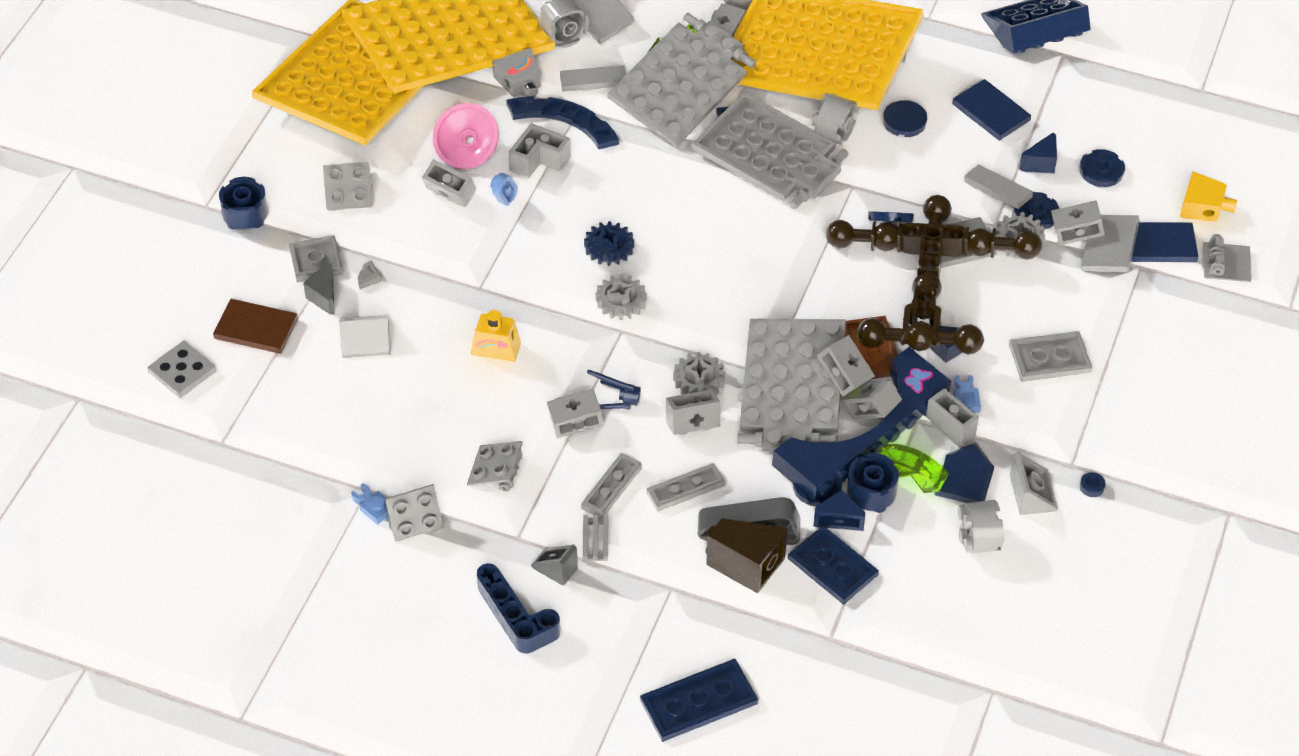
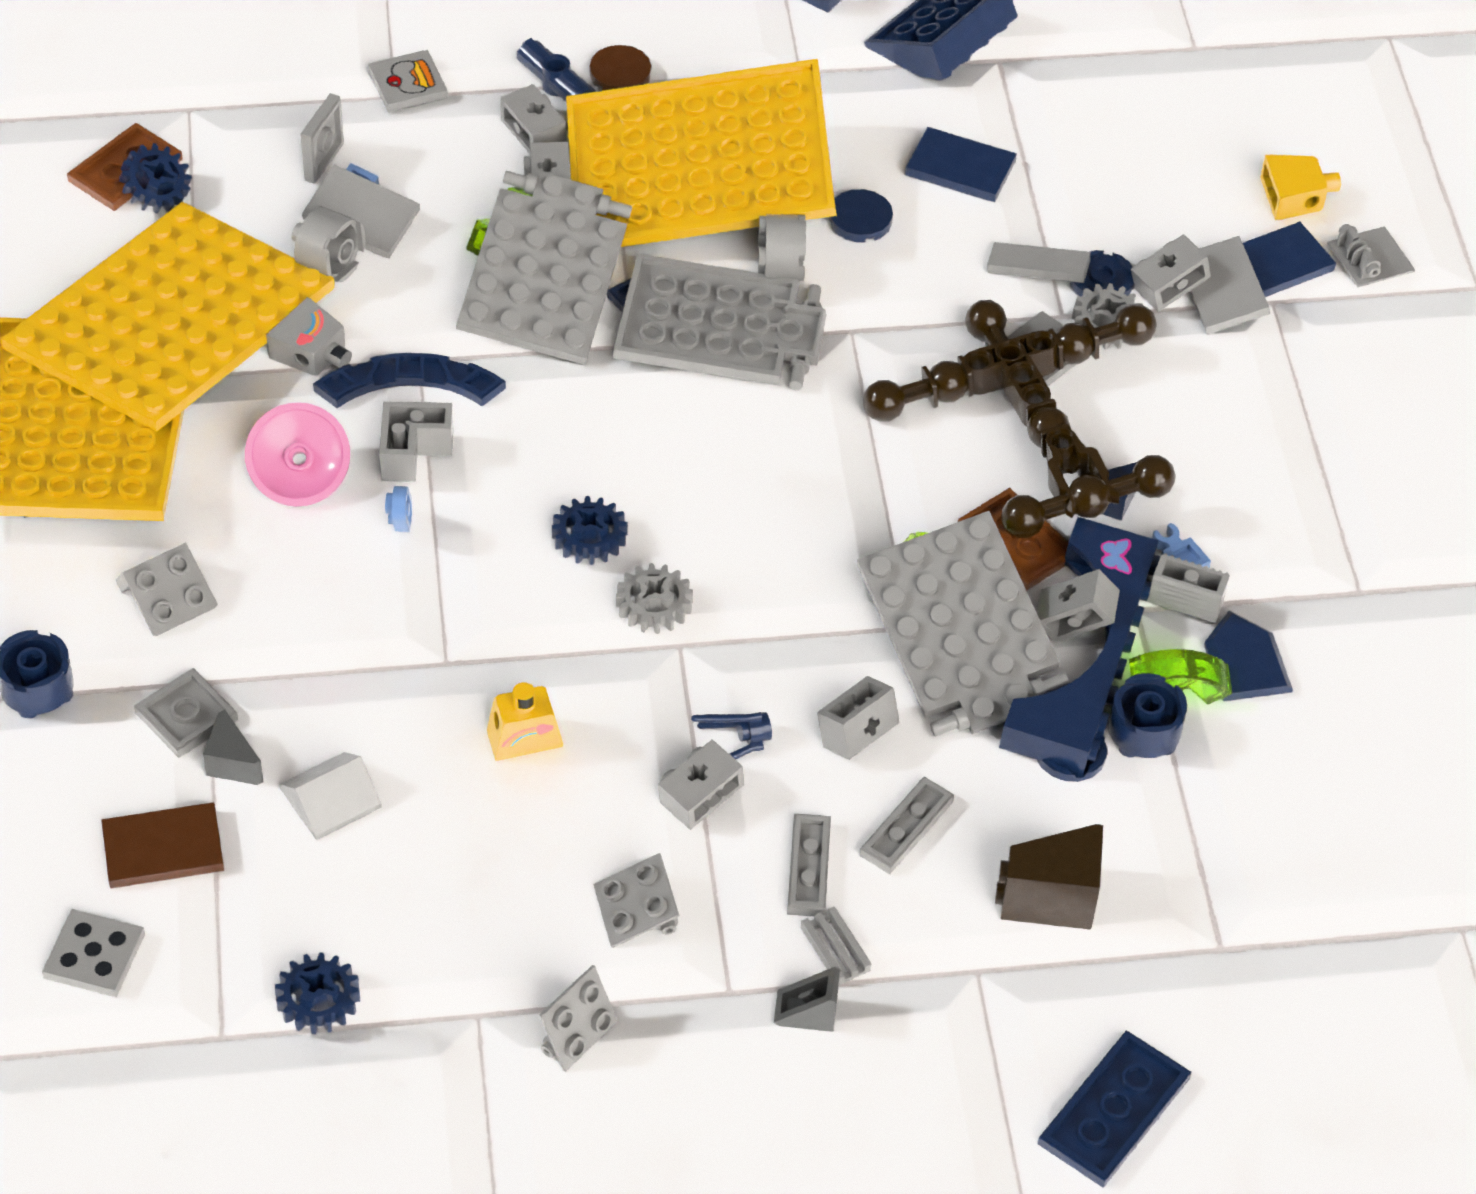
camera: 30 degrees left, 0 degrees up
(282, 441) = (318, 994): none -> dark blue gear
(368, 275) = (279, 707): light grey tile -> none
(371, 504) = (505, 1033): medium blue plate -> none
(449, 183) = (316, 530): light grey brick -> none
(510, 606) = (746, 1071): dark blue beam -> none
(591, 78) = (413, 309): light grey tile -> none
(687, 374) = (828, 664): light grey gear -> none
(772, 512) = (1051, 814): dark grey beam -> none
(833, 564) = (1162, 848): dark blue tile -> none
(839, 513) = (1133, 775): dark blue slope -> none
(845, 365) = (1031, 573): light grey brick -> none
(890, 216) = (937, 352): dark blue tile -> none
(981, 527) = (1321, 718): light grey brick -> none
(1031, 486) = (1334, 641): light grey slope -> none
(1041, 156) = (1069, 202): dark blue slope -> none
(1050, 356) = (1243, 460): light grey tile -> none
(1092, 484) = (1403, 607): dark blue tile -> none
(1102, 168) = (1144, 191): dark blue tile -> none

